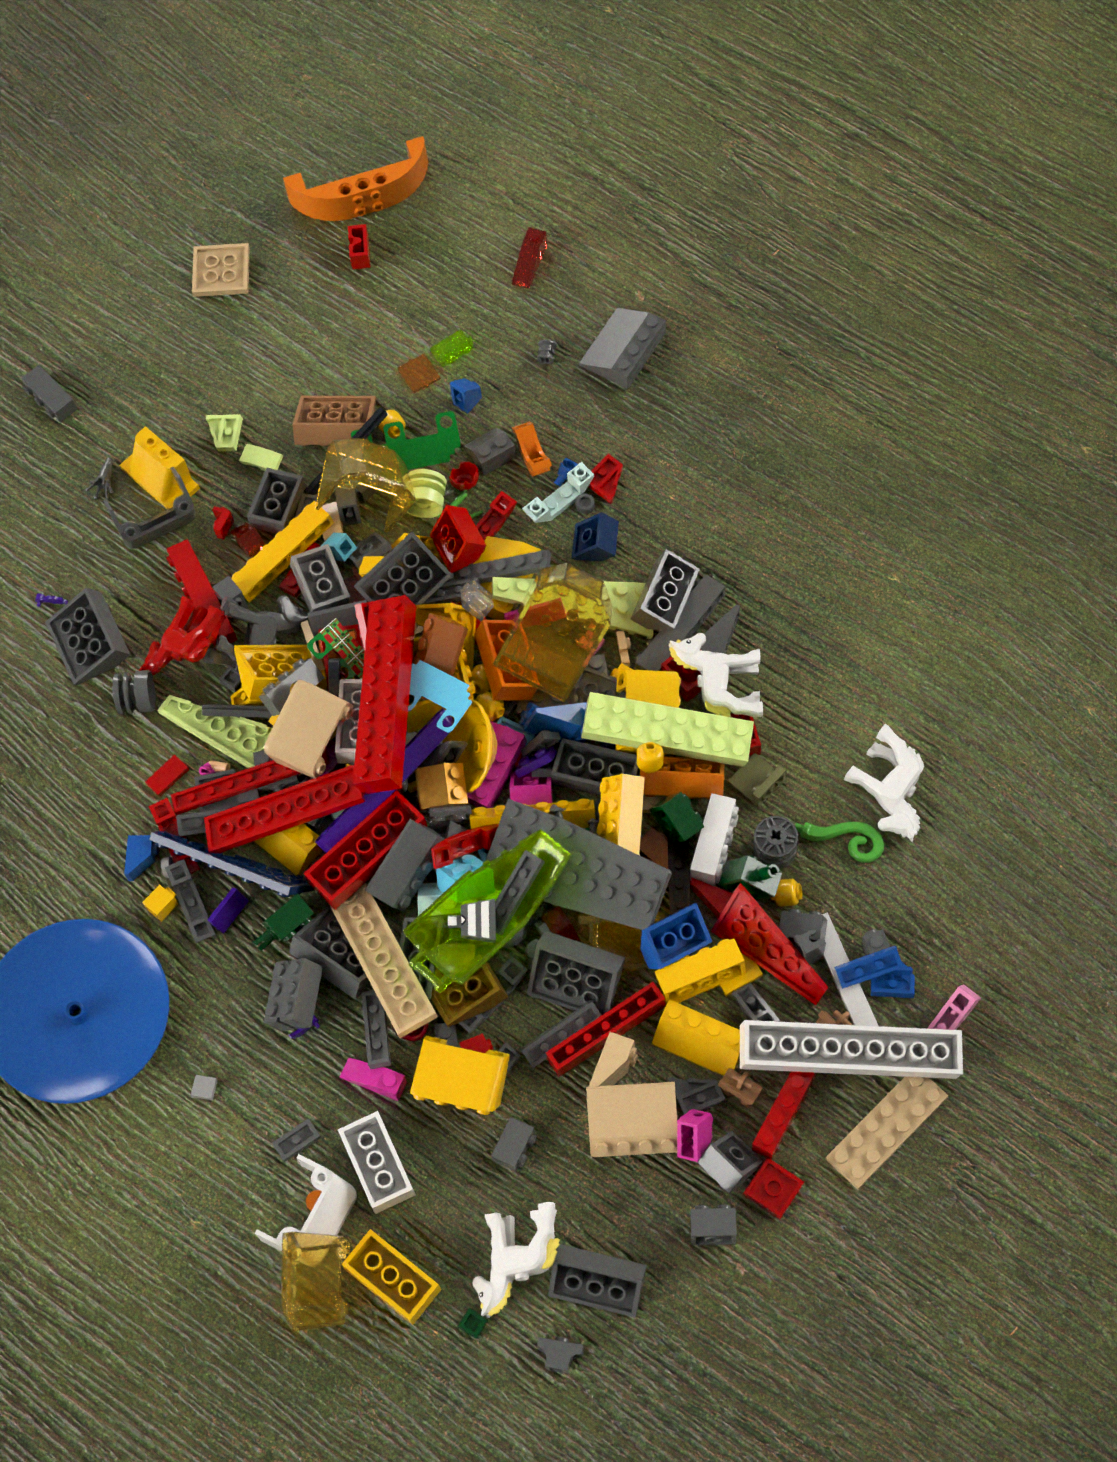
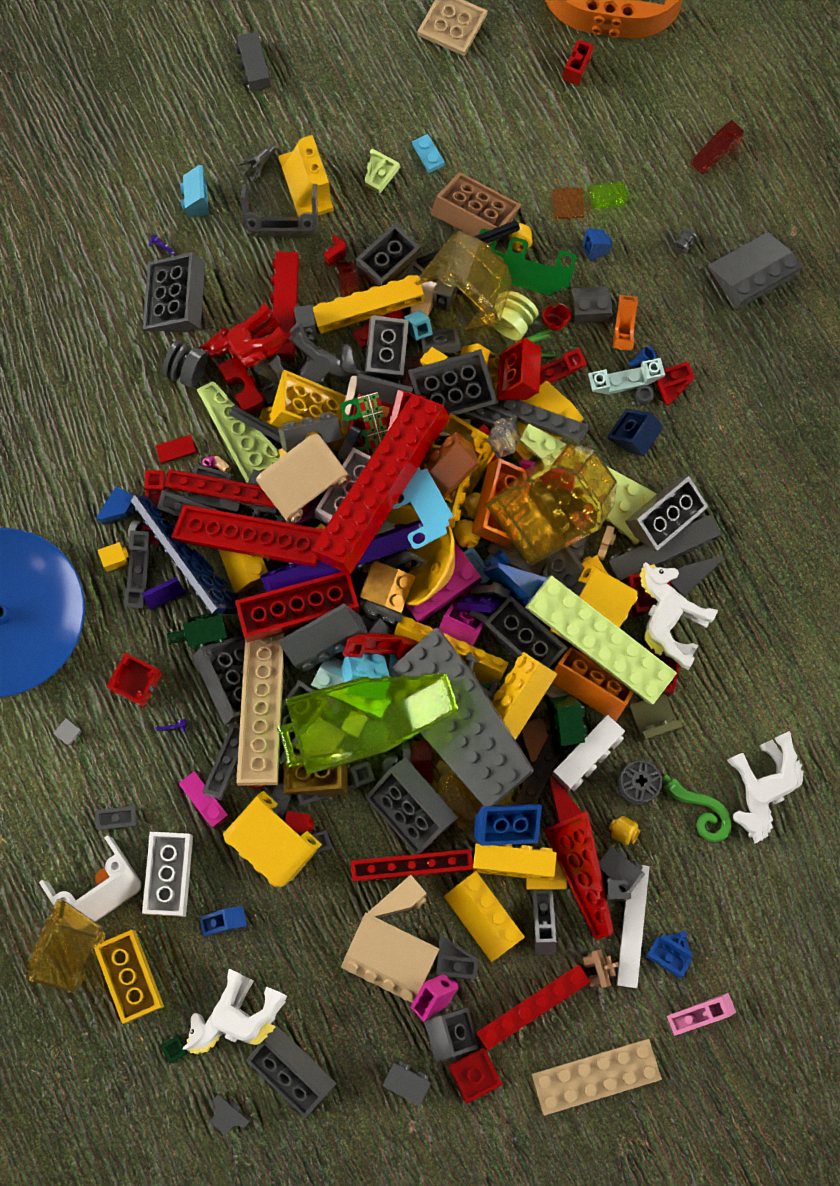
camera: 20 degrees right, 10 degrees up
(57, 535) = (195, 192): none -> medium azure slope
(186, 676) = (235, 373): none -> red arch
(243, 1003) = (134, 680): none -> red container
(260, 457) = (396, 211): yellowish green slope -> none
(262, 394) = (428, 153): none -> medium azure plate
(293, 994) = (175, 695): dark grey piece -> none
(453, 1177) = (223, 921): none -> blue slope
(476, 921) = (351, 721): torso -> none
(513, 1144) = (285, 920): dark grey brick -> none
(516, 889) = (395, 713): dark grey plate -> none
(536, 1049) = (373, 848): dark grey plate -> none
(650, 757) = (572, 657): yellow head -> none
(740, 1086) = (494, 976): medium nougat hips -> none
(758, 878) = (600, 804): dark green brick -> none
(851, 1049) = (600, 1002): white brick -> none
(868, 967) = (656, 935): blue plate -> none
(874, 941) = (673, 917): dark grey brick -> none

